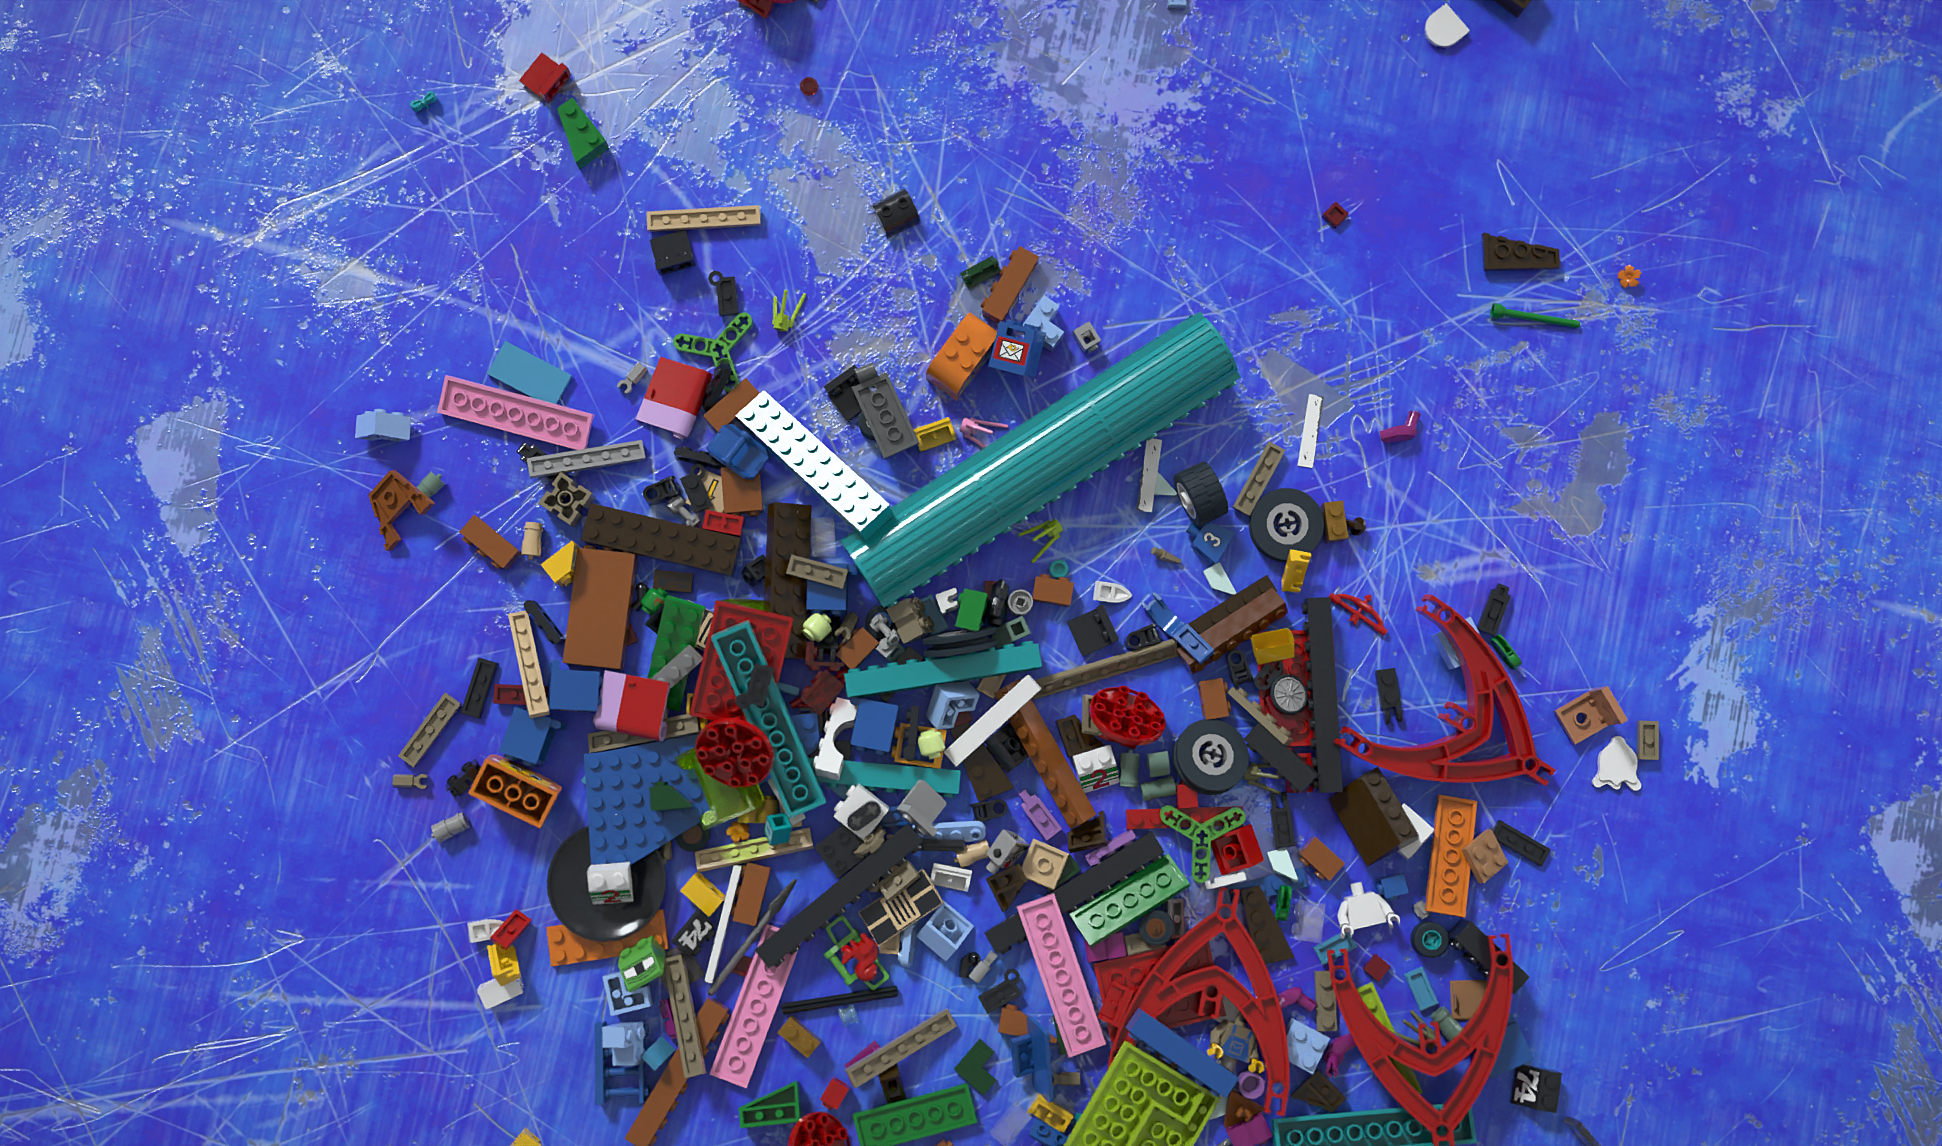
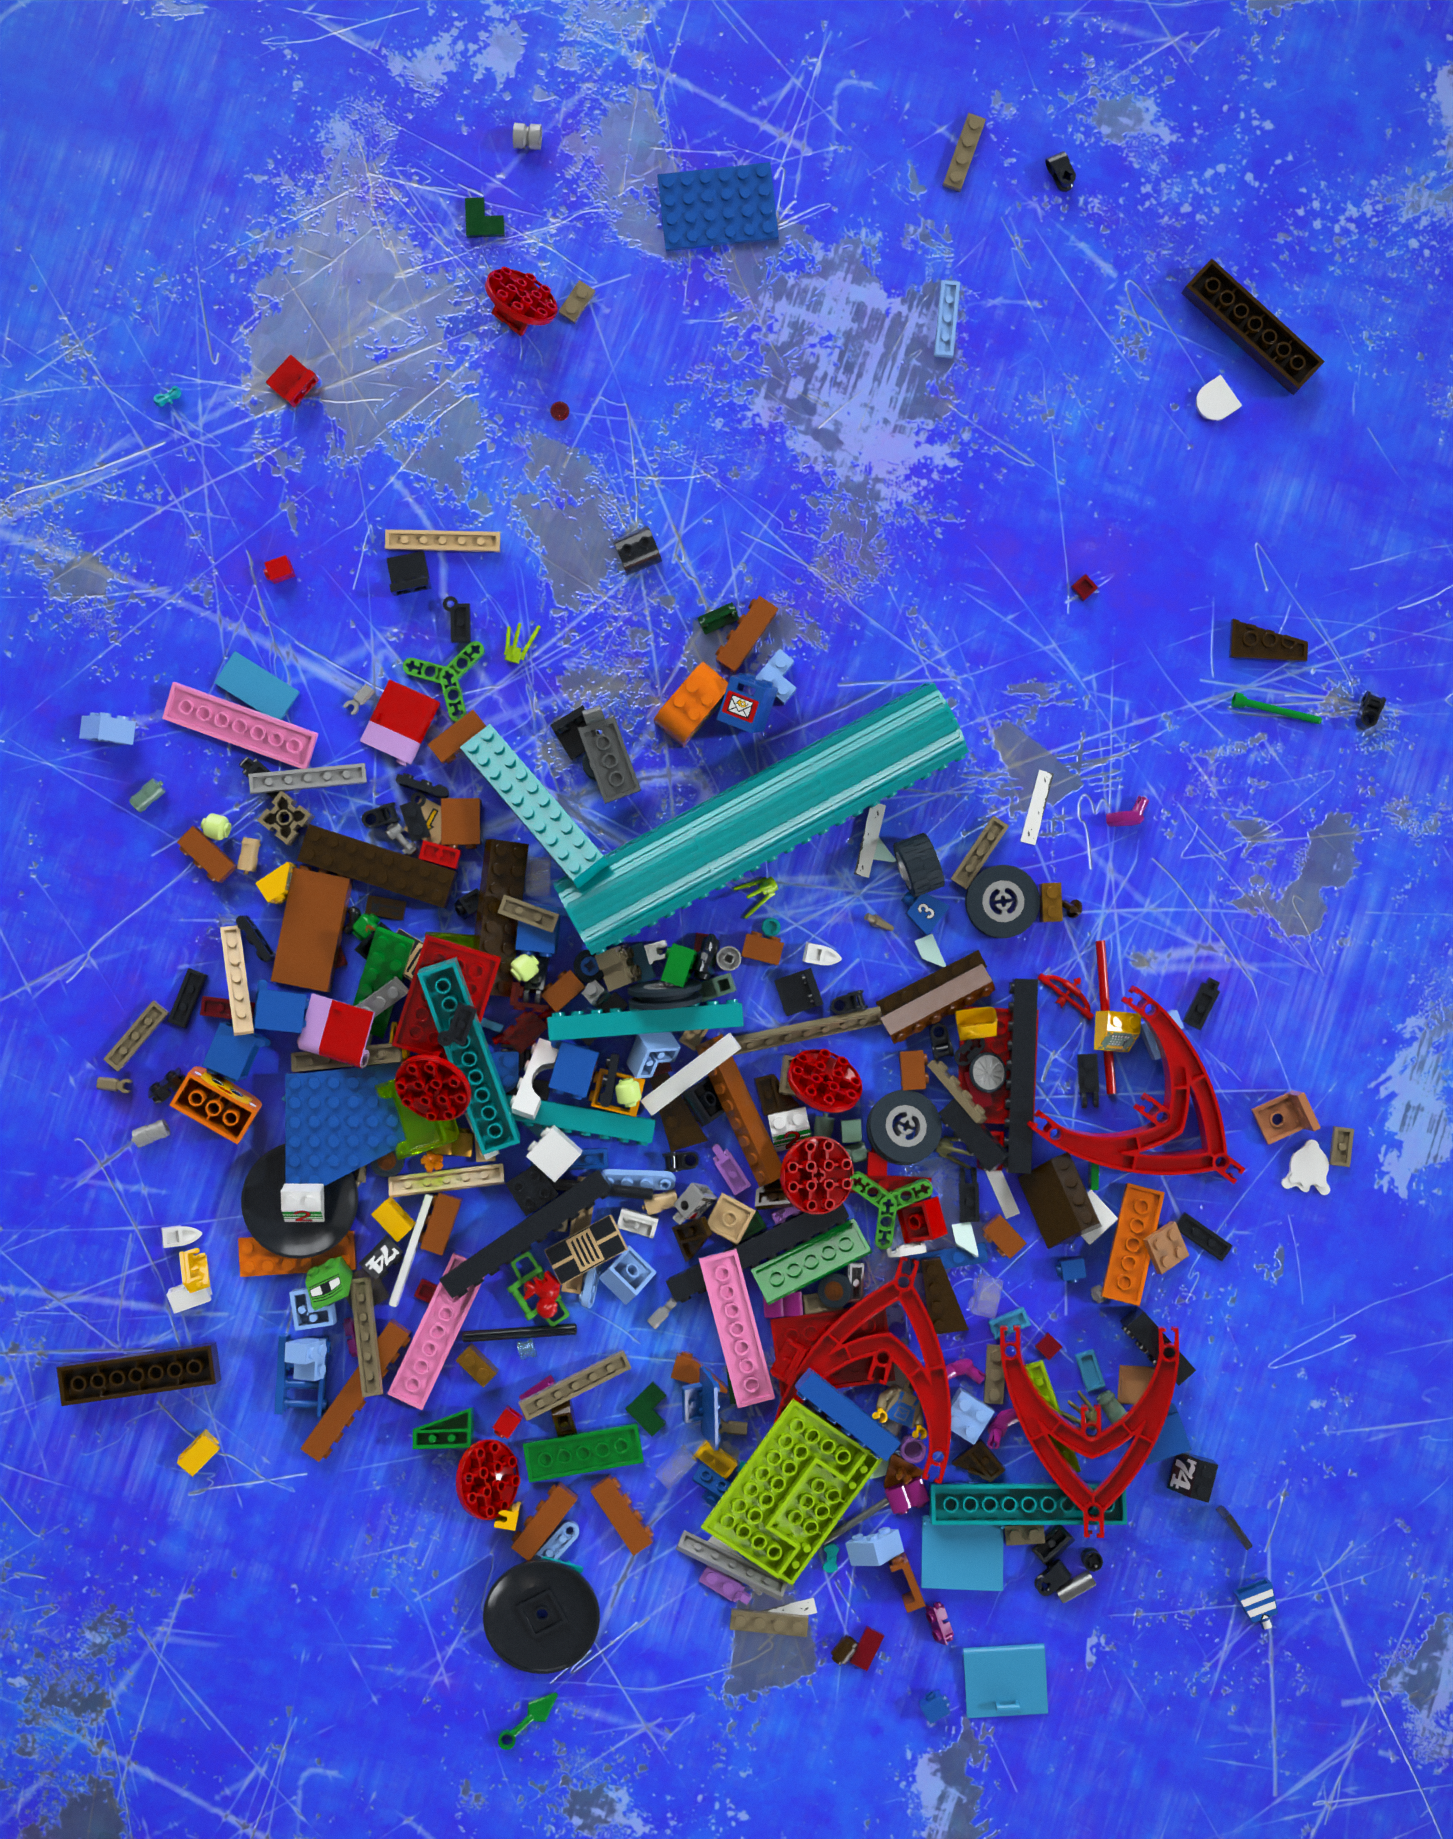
camera: 10 degrees right, 5 degrees up
(390, 499) = (111, 803): dark orange wing -> none
(453, 1075) = (138, 1373): none -> dark brown brick
(497, 514) = (216, 826): none -> yellowish green head
(510, 930) = (203, 1238): red plate -> none
(544, 258) = (279, 569): none -> red brick
(582, 135) = (325, 445): green wedge -> none
(657, 1053) = (338, 1370): dark azure tile -> none
(667, 797) = (365, 1125): dark green slope -> none
(715, 388) = (442, 716): black hinge -> none
(738, 451) = (459, 784): blue shield -> none
(774, 907) = (461, 1239): flat silver piece -> none
(777, 829) = (470, 1163): teal brick -> none
(847, 626) = (555, 968): dark tan bar -> none
(866, 819) = (558, 1161): black beam -> none
(871, 842) = (561, 1184): dark tan plate -> none
(879, 623) = (586, 968): light grey bar -> none
(898, 880) = (585, 1224): dark tan plate -> none
(922, 808) = (614, 1154): light grey bracket -> none
(935, 434) = (658, 781): yellow hinge -> none
(968, 961) = (646, 1307): black arm -> none
(971, 425) = (694, 776): bright pink plant -> none
(1001, 993) = (677, 1340): black hinge -> none
(1087, 331) = (819, 688): light grey brick -> none
(1128, 811) = (816, 1175): none -> red bracket
(1178, 630) = (883, 998): blue piece -> none
(1283, 903) = (962, 1276): green piece -> none
(1295, 571) = (1006, 949): yellow hinge -> none
(1314, 815) = (1003, 1193): none -> white sticker
(1363, 910) = (1040, 1290): white torso -> none
(1400, 631) = (1105, 1006): none -> red piece
(1404, 789) = (1093, 1176): none -> green tile
(1412, 642) = (1116, 1030): none -> yellow slope
(1436, 940) = (1109, 1326): black wheel -> none
(1506, 652) = (1209, 1047): green piece -> none
(1627, 307) = (1371, 707): none -> black piece
(1628, 276) = (1377, 675): orange plant -> none

